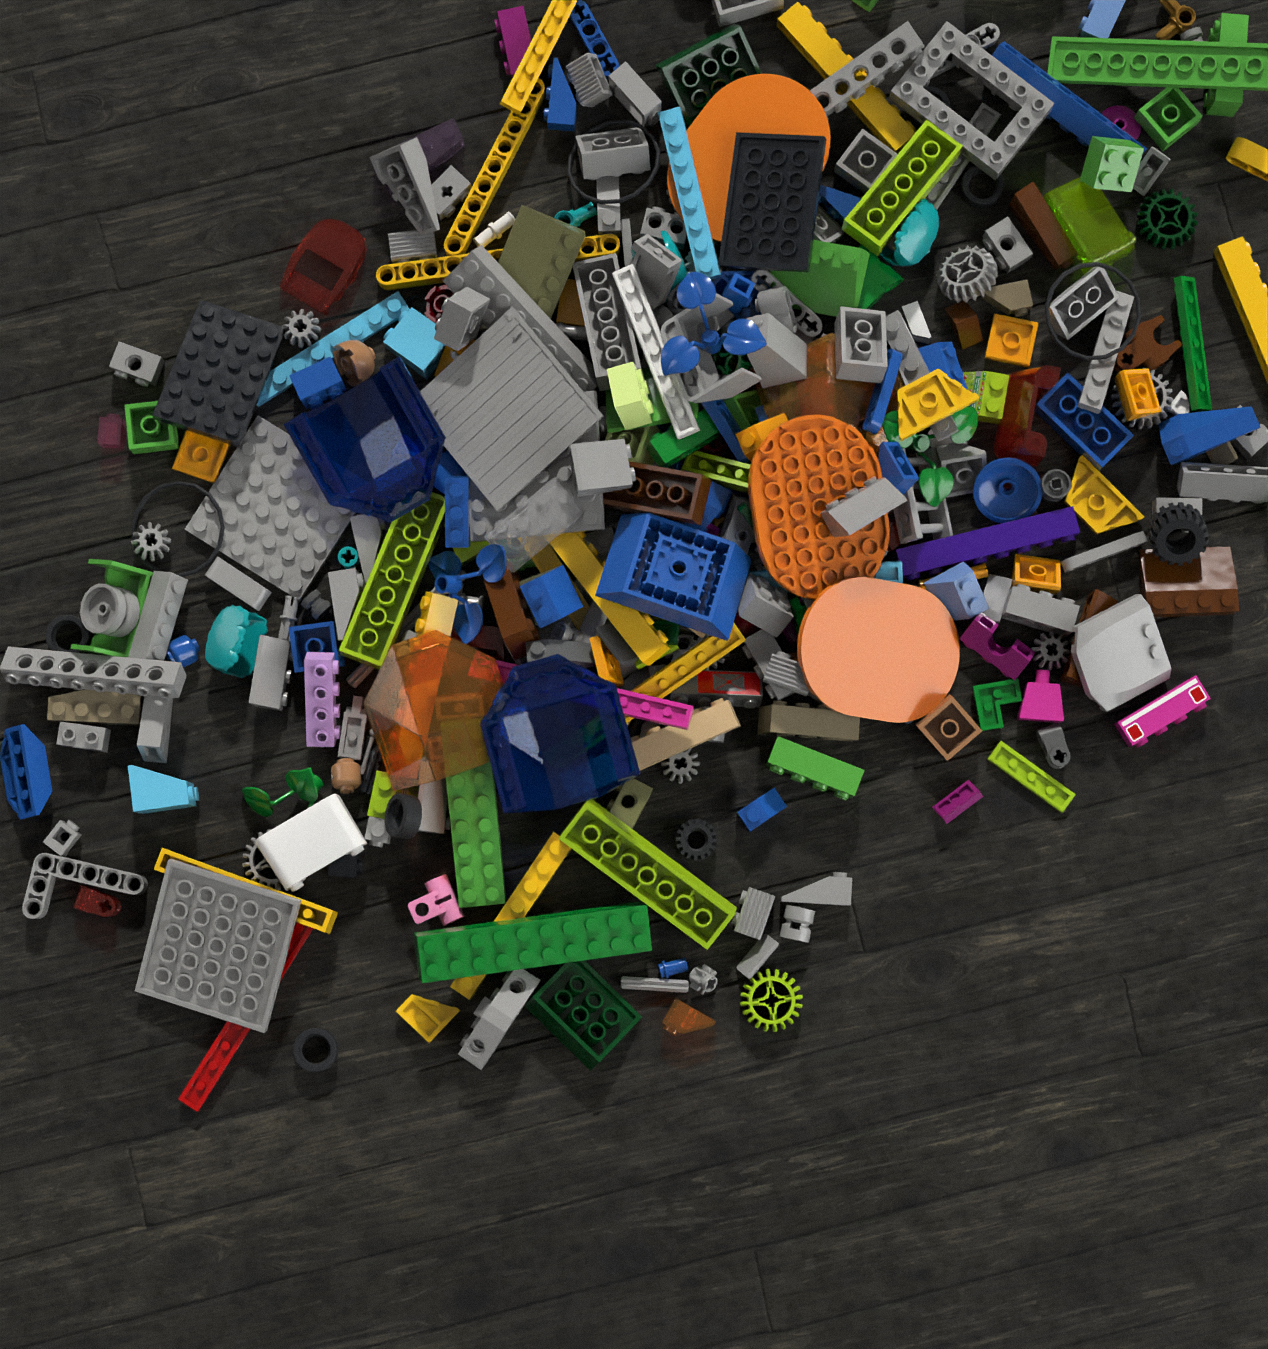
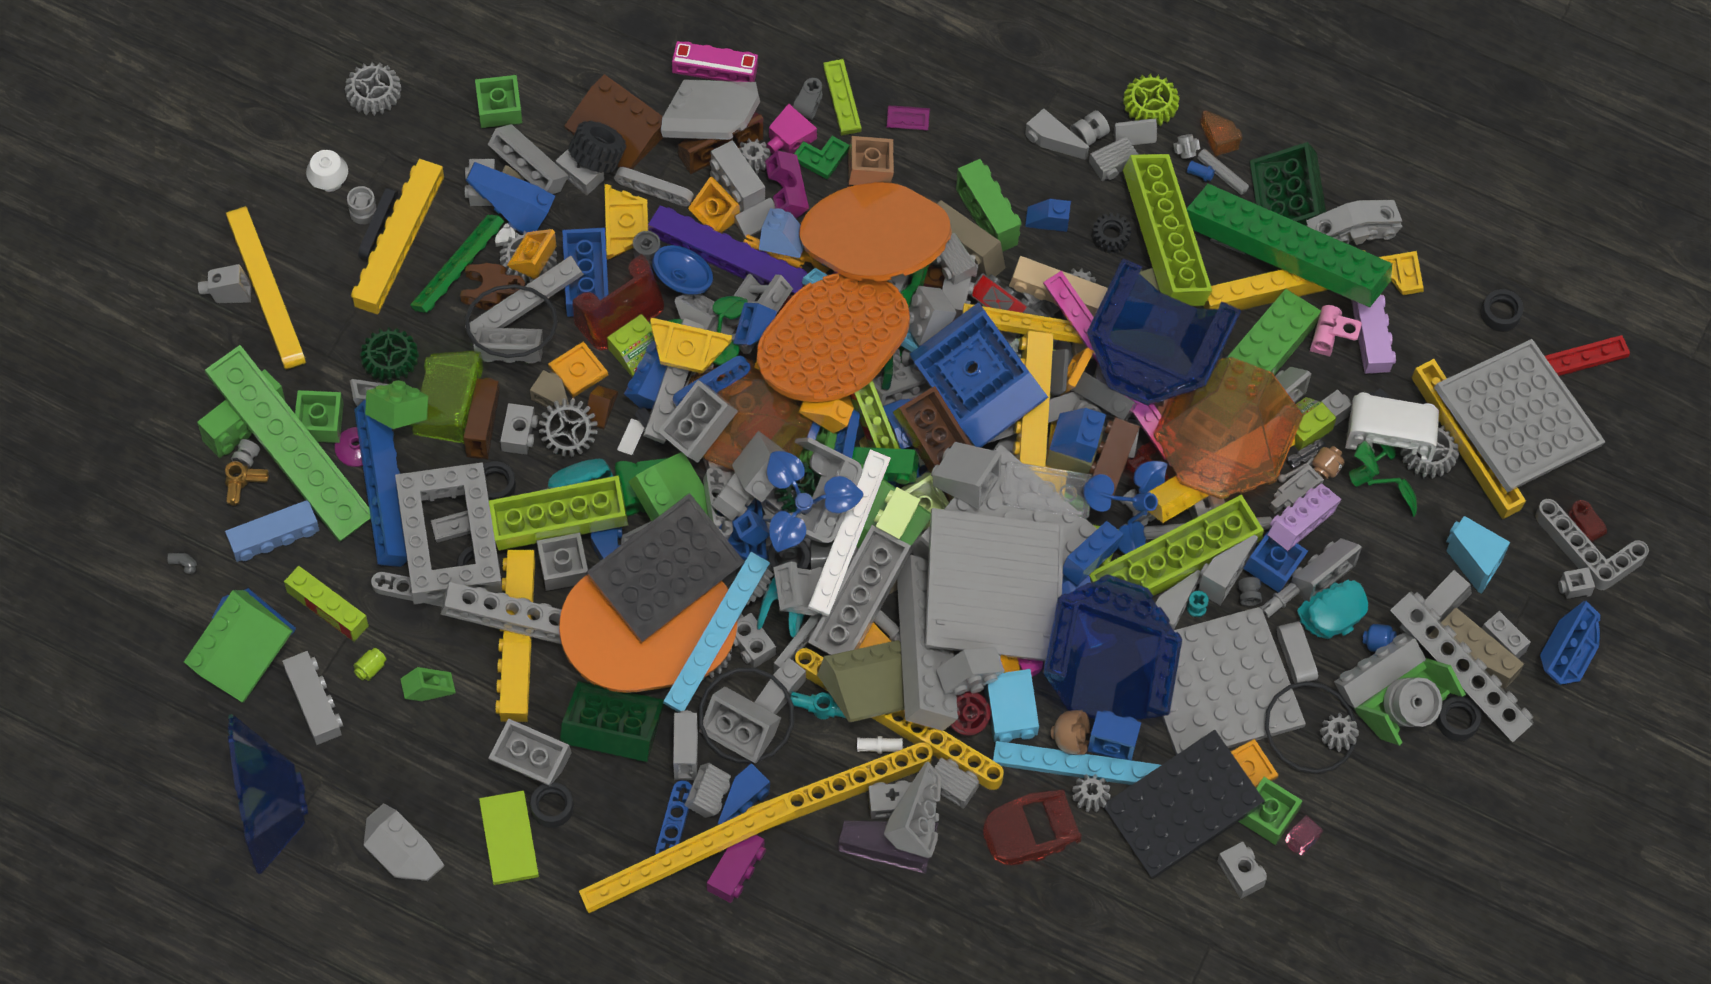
camera: 145 degrees left, 20 degrees down
(394, 922) = (1374, 336): none -> lavender brick
(403, 816) = (1300, 385): black tyre -> none
(861, 506) = (805, 303): light grey slope -> none

